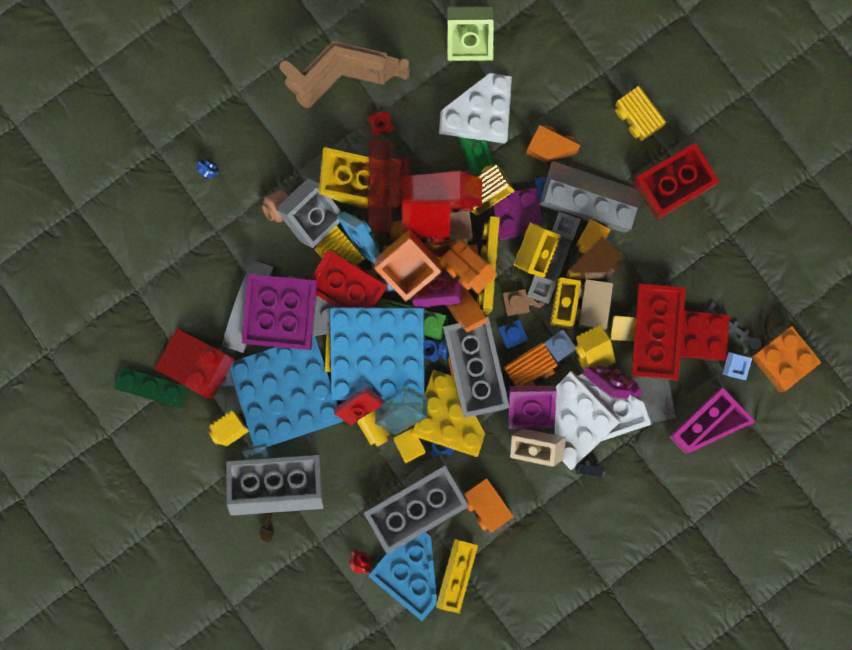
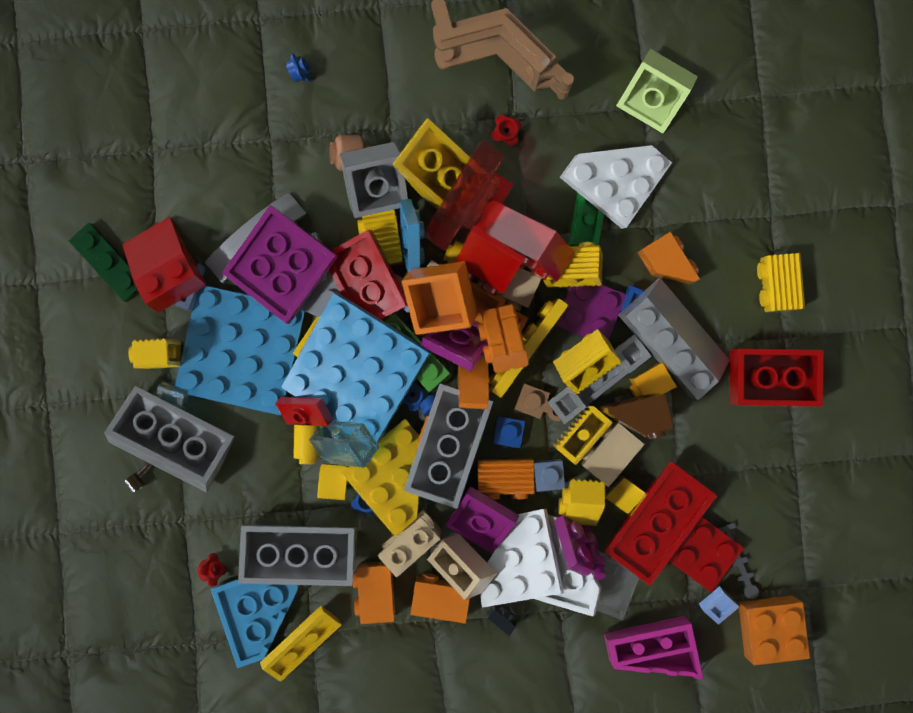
camera: 30 degrees right, 5 degrees up
(491, 451) = (410, 544): none -> tan panel
(536, 482) = (438, 600): none -> orange brick

